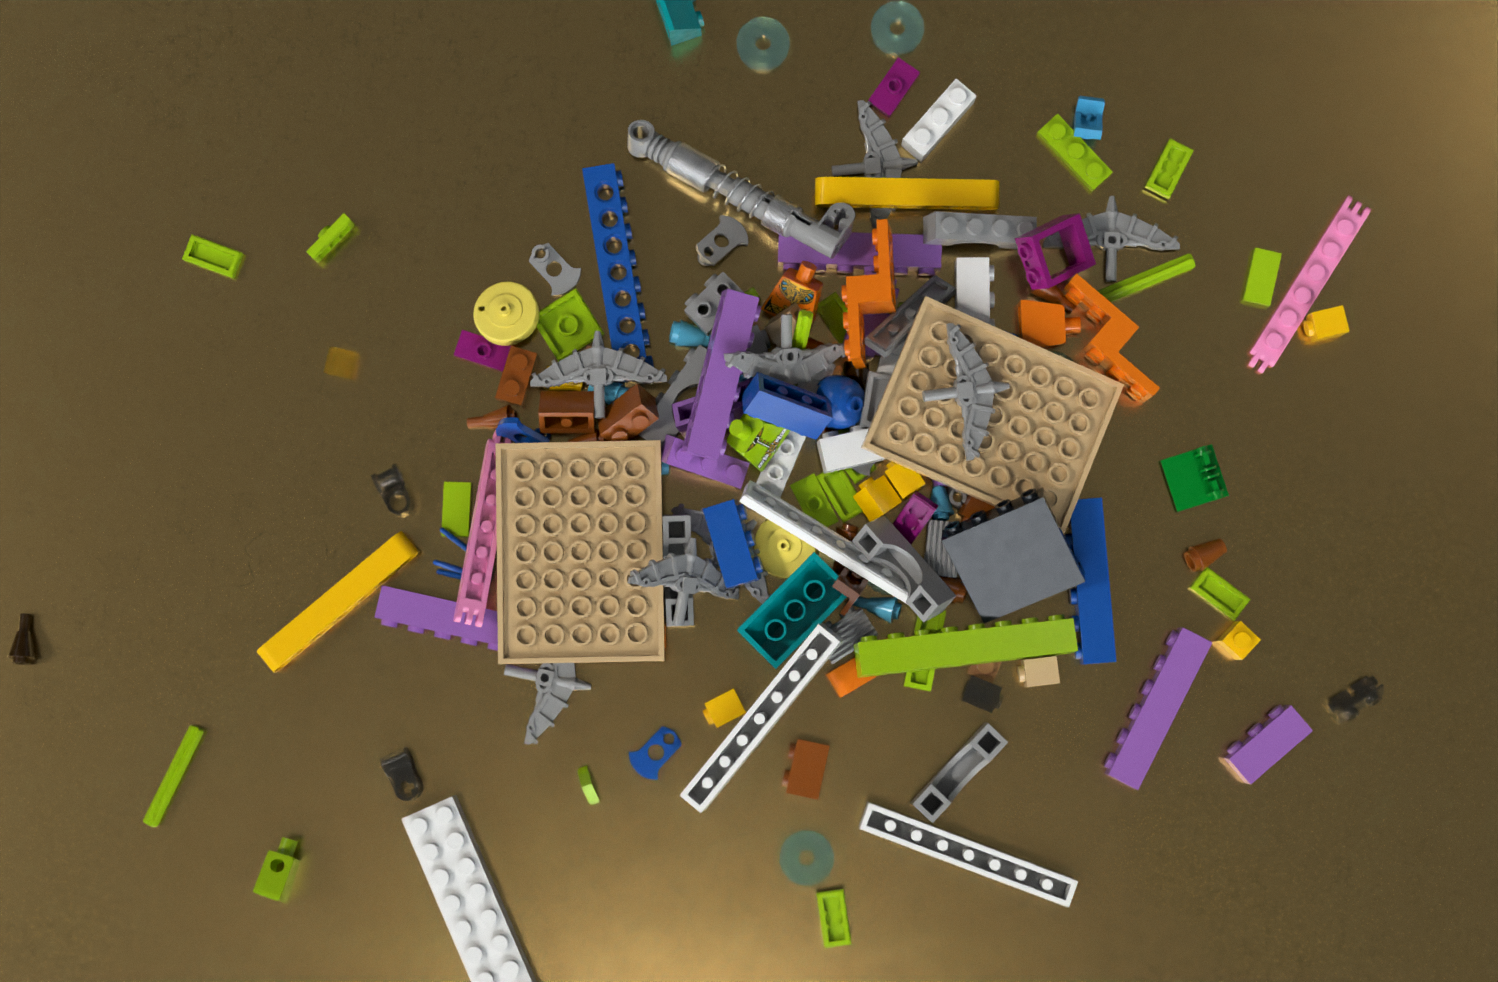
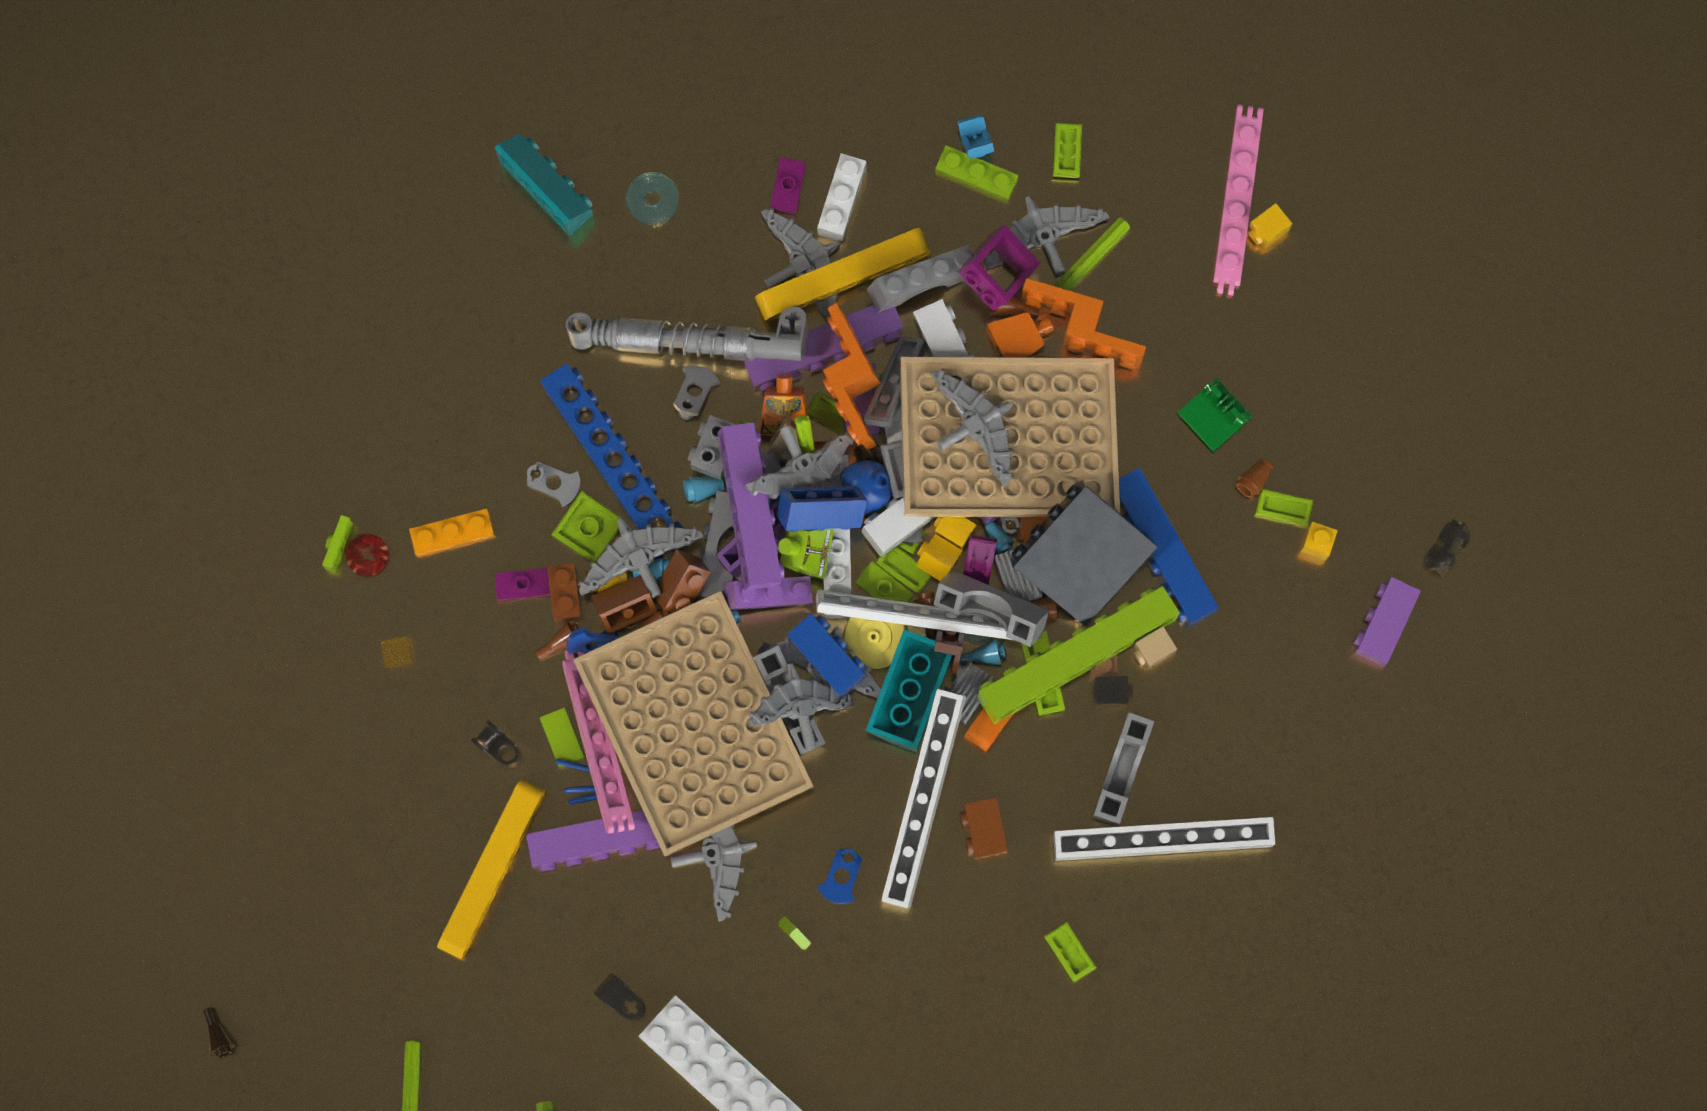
camera: 25 degrees left, 5 degrees down
(212, 256) = (236, 608): lime tile -> none
(365, 262) = (379, 553): none -> clear red gear
(440, 273) = (451, 532): none -> light orange plate
(506, 313) = (528, 540): light yellow wheel -> none
(723, 708) = (885, 808): yellow brick -> none
(822, 861) = (1032, 898): clear light blue tile -> none
(897, 12) = (763, 117): clear light blue tile -> none
(1157, 708) = (1275, 633): medium lavender brick -> none
(1261, 277) = (1193, 210): lime tile -> none

